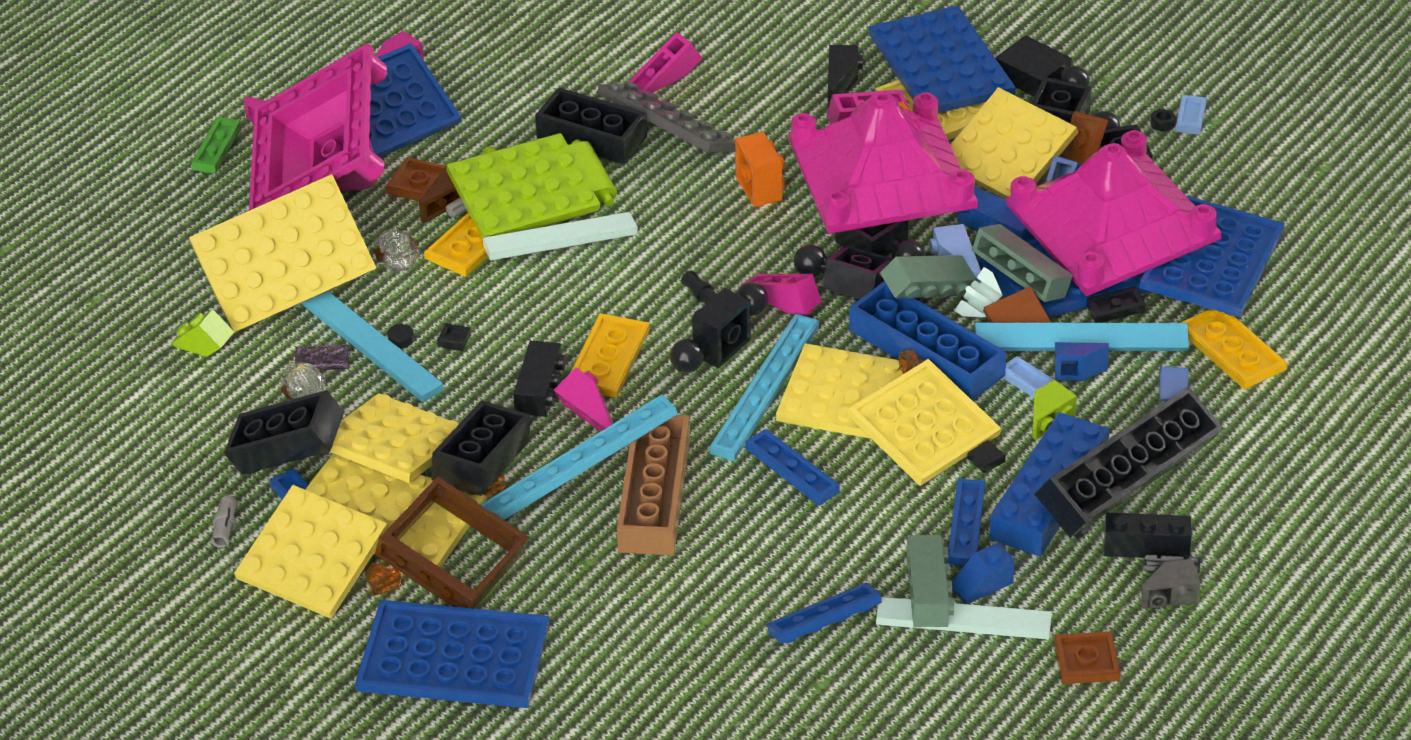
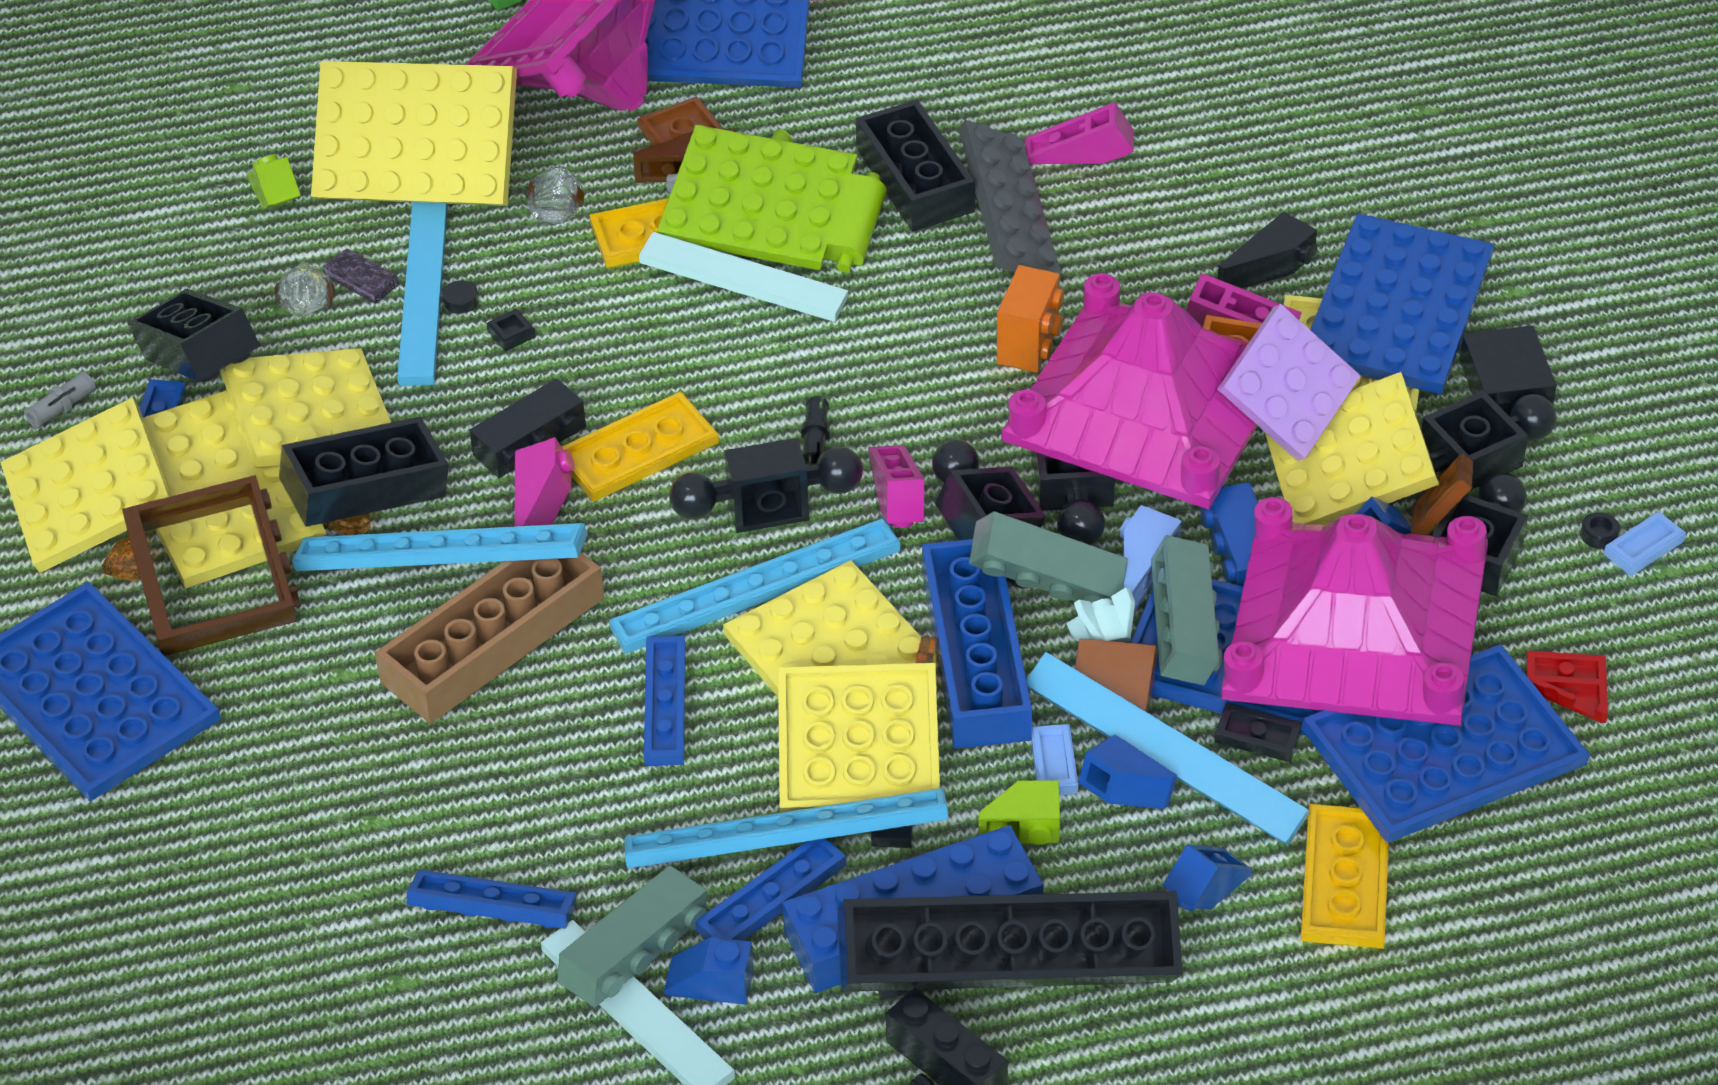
camera: 40 degrees right, 5 degrees up
(938, 487) = (785, 828): none -> medium azure tile
(954, 119) = (1289, 382): none -> lavender plate
(1237, 194) = (1571, 681): none -> red wing

